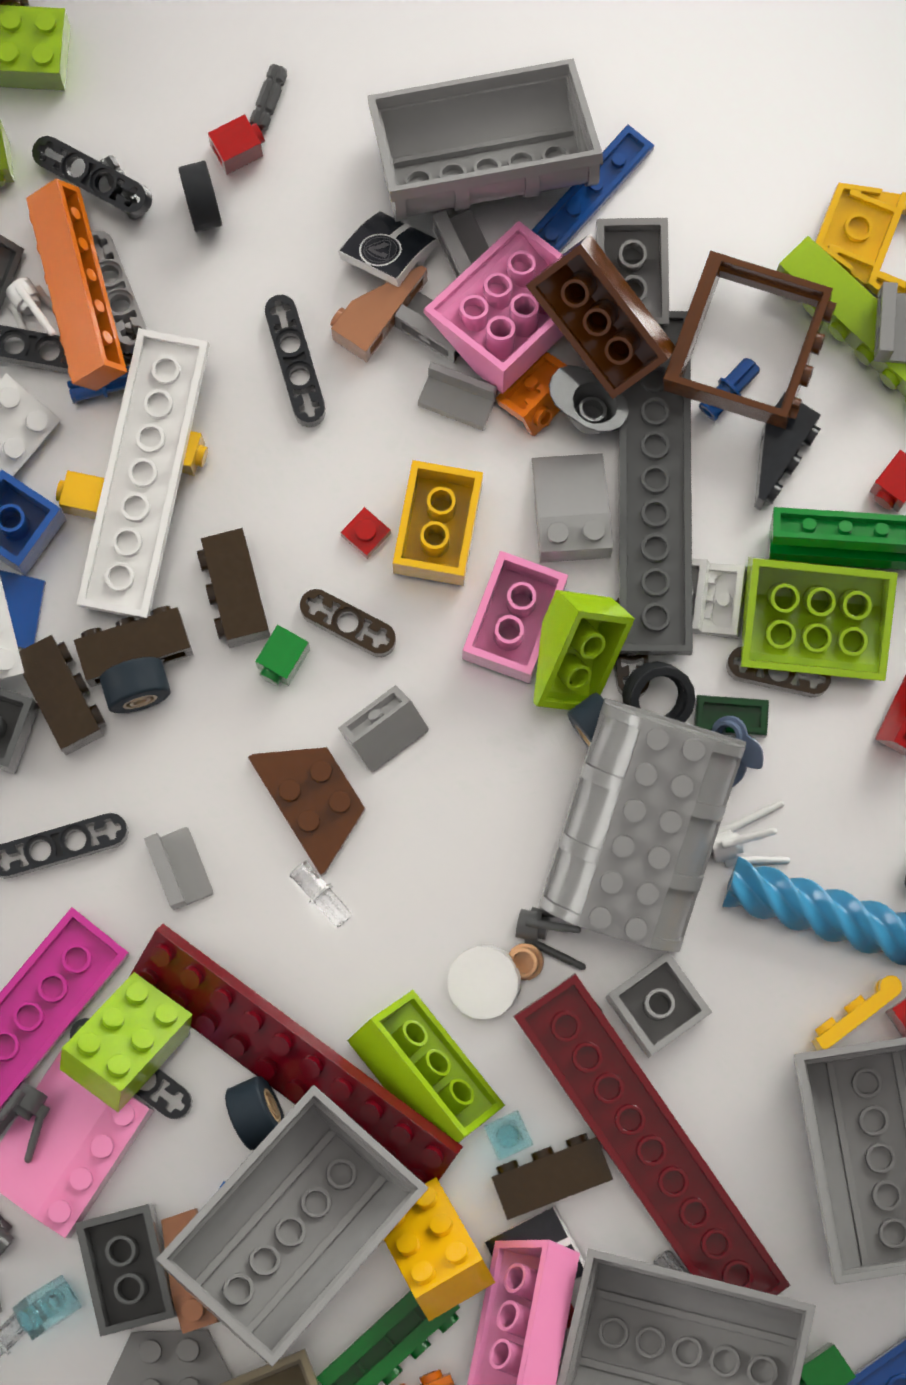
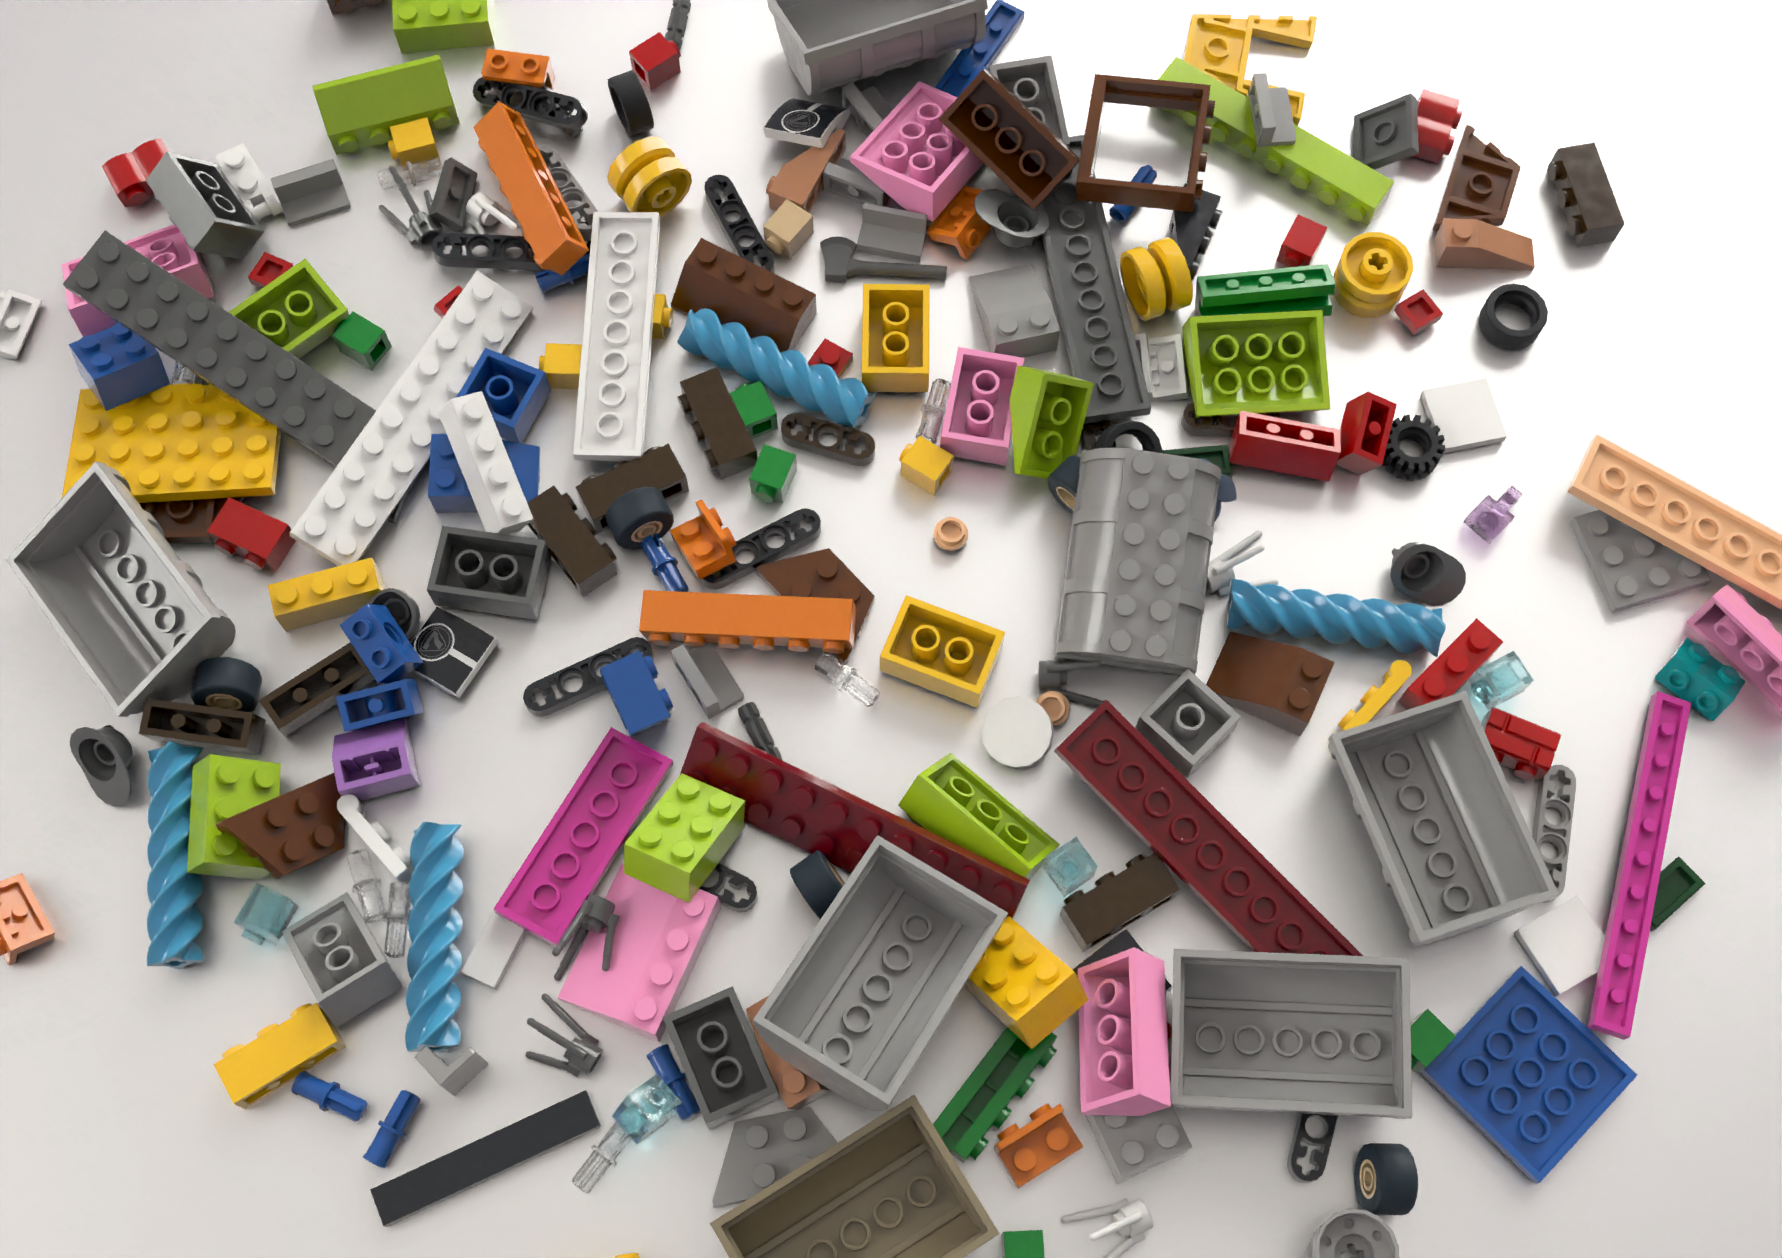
camera: 10 degrees left, 10 degrees down
(75, 1275) = (669, 1072): none -> blue axle
(83, 135) = (518, 68): none -> orange bracket
(100, 882) = (635, 693): none -> blue brick
(154, 739) = (663, 564): none -> blue axle
(196, 722) = (705, 542): none -> orange bracket
(205, 294) = (649, 177): none -> yellow wheel
(222, 937) = (757, 729): none -> dark grey axle
(230, 817) = (748, 620): none -> orange brick
(257, 739) = (763, 553): none -> black beam
(274, 578) = (755, 409): none -> green brick
(284, 451) = (744, 295): none -> reddish brown slope
(306, 537) = (781, 372): none -> dark azure piece
(346, 373) = (788, 229): none -> tan brick
(384, 728) = (880, 523): light grey panel -> none
(395, 421) = (840, 263): none -> dark grey piece
(421, 884) = (941, 651): none -> yellow brick
(444, 671) = (926, 465): none -> yellow brick
(457, 751) = (950, 534): none -> light nougat plate
(464, 610) = (934, 410): none -> clear axle
(729, 502) = (1156, 278): none -> yellow wheel
(753, 969) = (1270, 680): none -> reddish brown slope
(827, 716) = (1285, 446): none -> red brick

